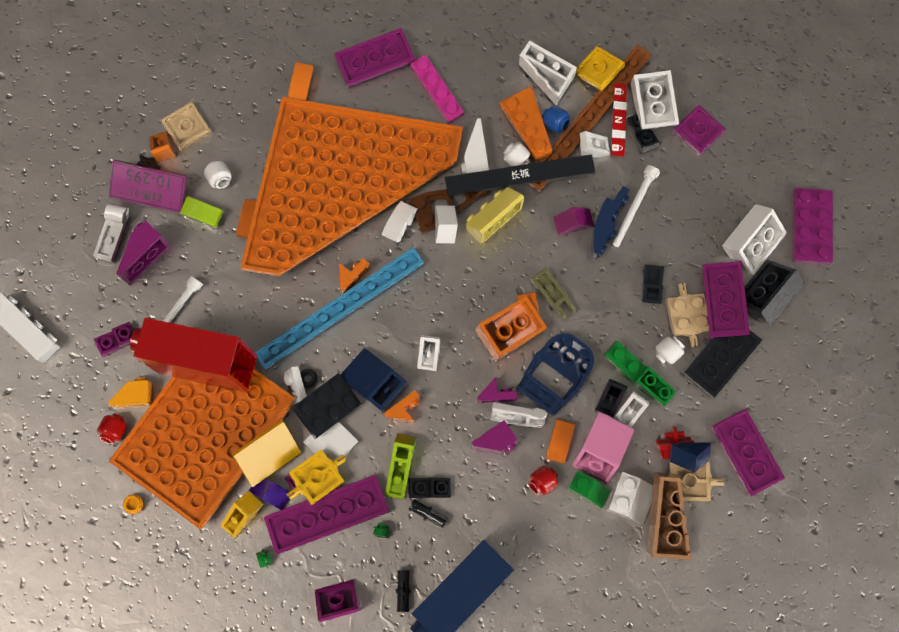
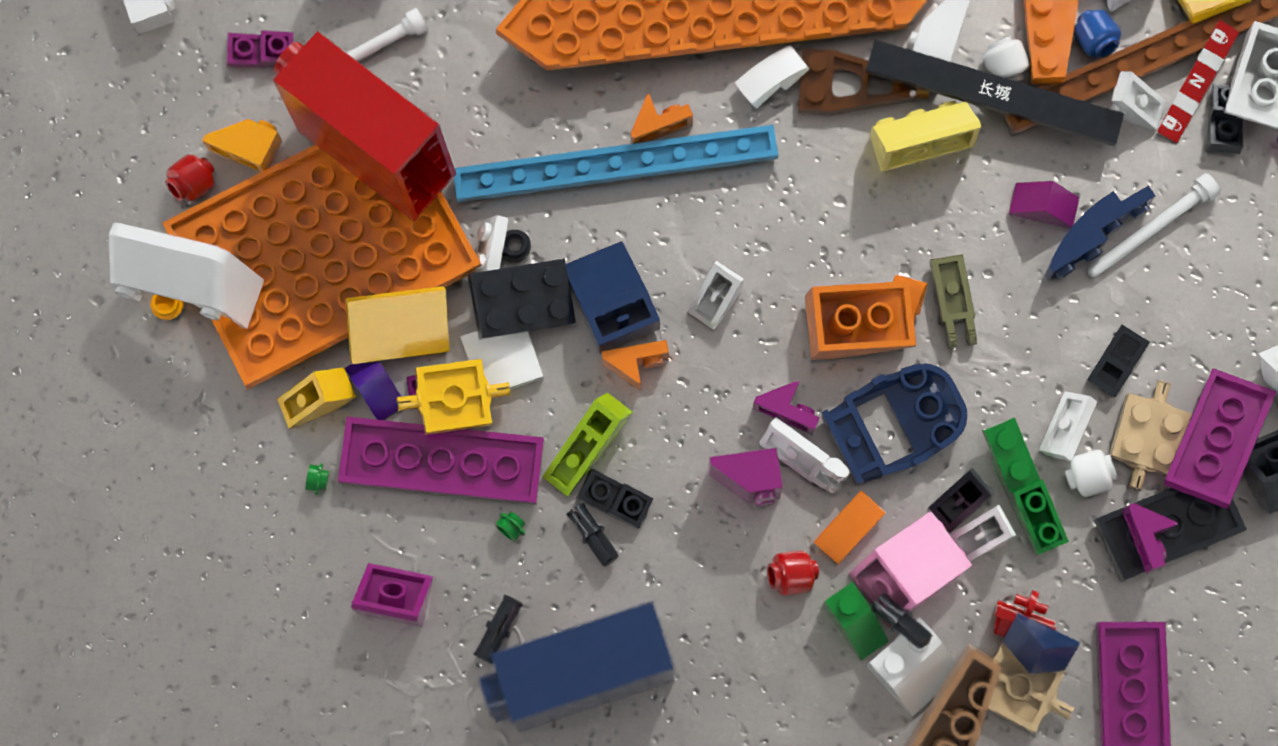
camera: 30 degrees right, 0 degrees up
(134, 485) = (182, 271): none -> white windscreen
(445, 224) = (840, 113): white slope -> none
(615, 479) = (902, 621): none -> black axle
(645, 331) = (1068, 426): none -> white plate
(711, 365) = (1143, 526): none -> magenta slope

